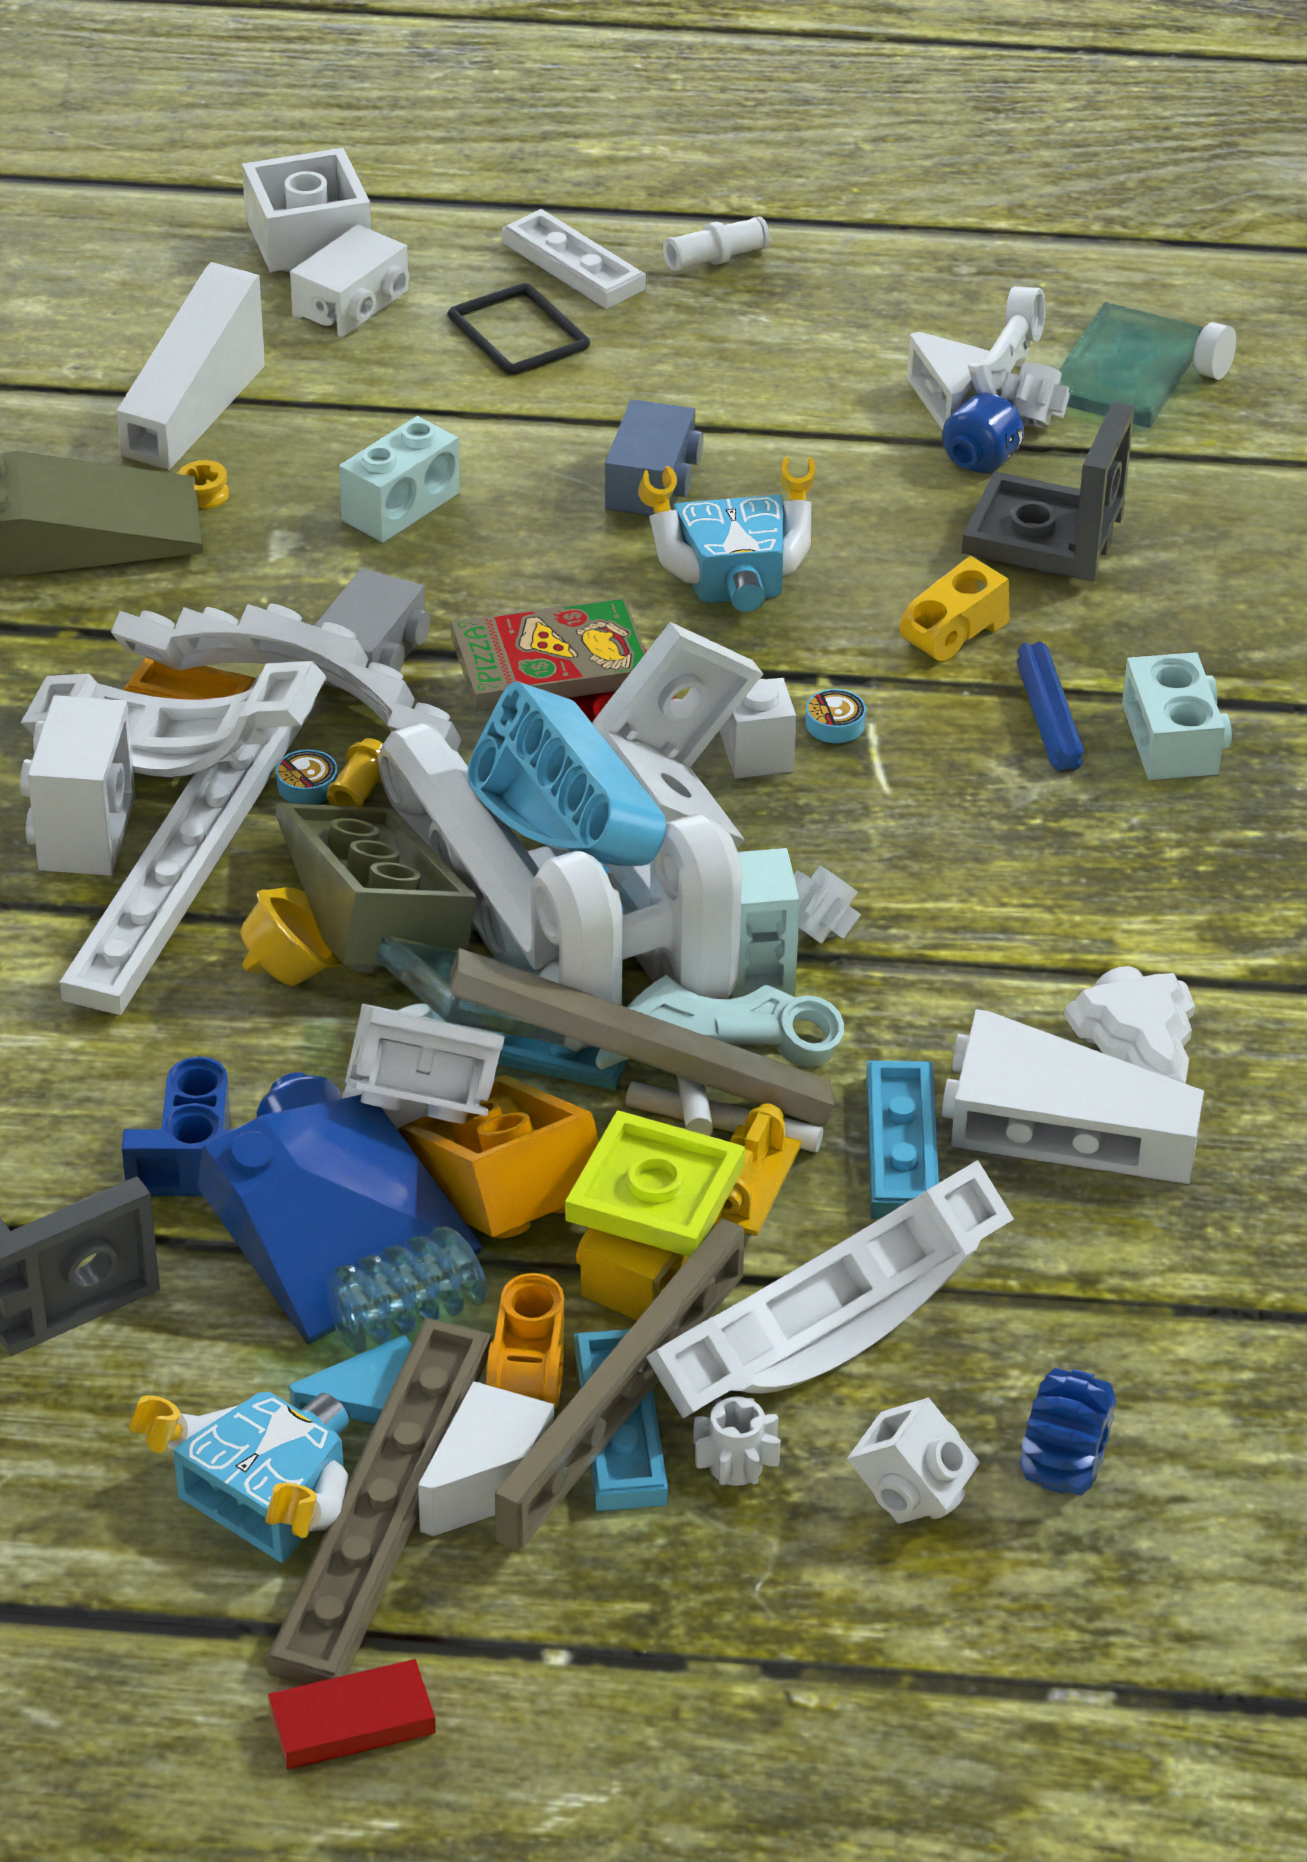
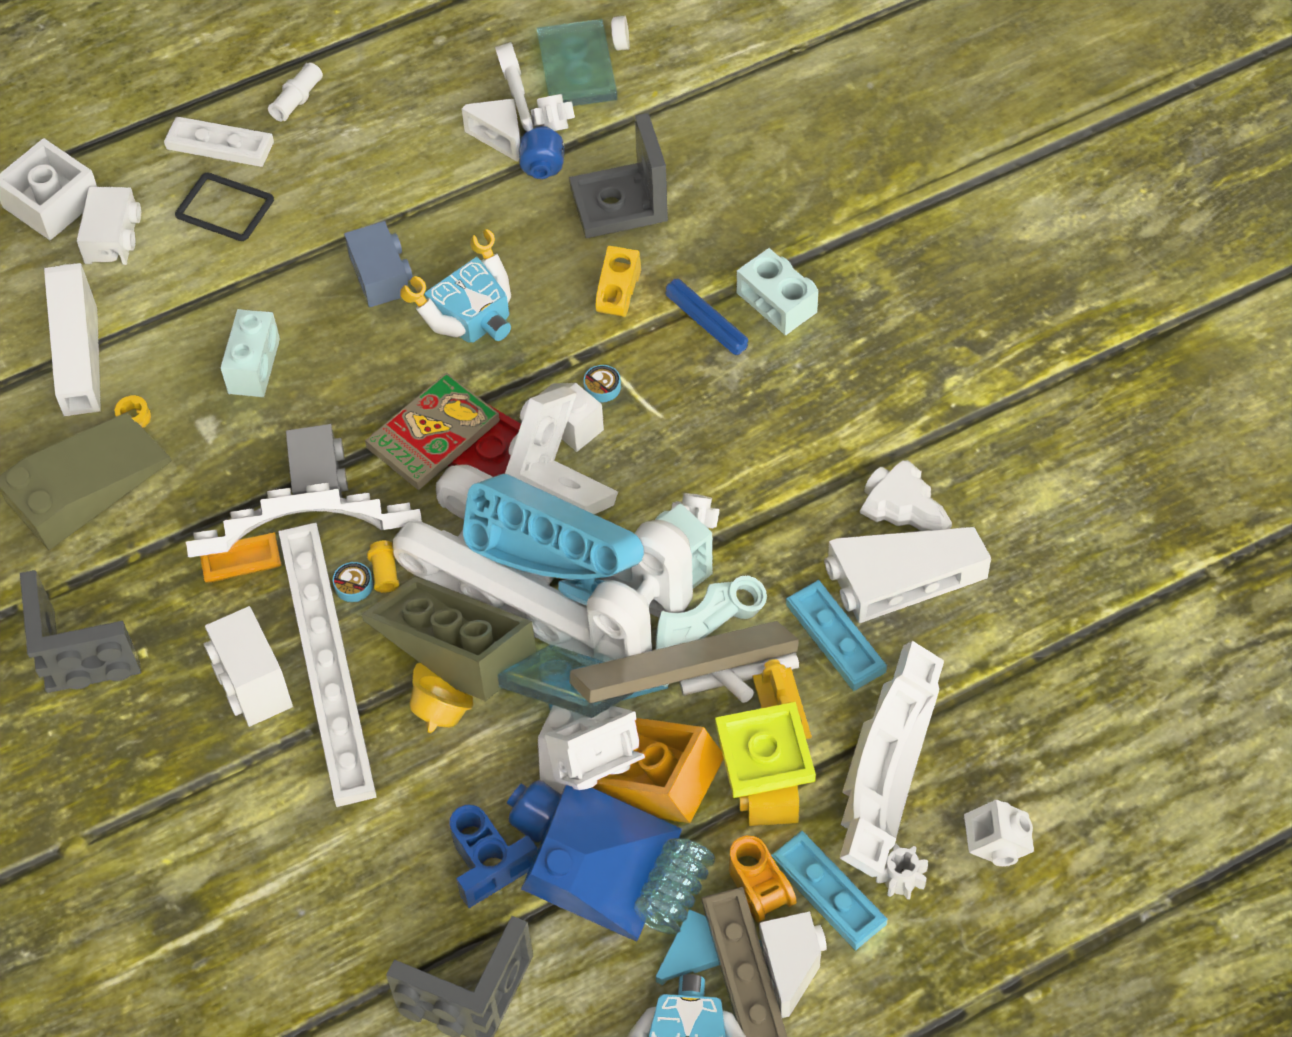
camera: 30 degrees left, 15 degrees up
(191, 735) = (276, 598): white piece -> none
(615, 1388) = (831, 879): dark tan tile -> none
(1068, 1431) = (1057, 770): blue gear -> none

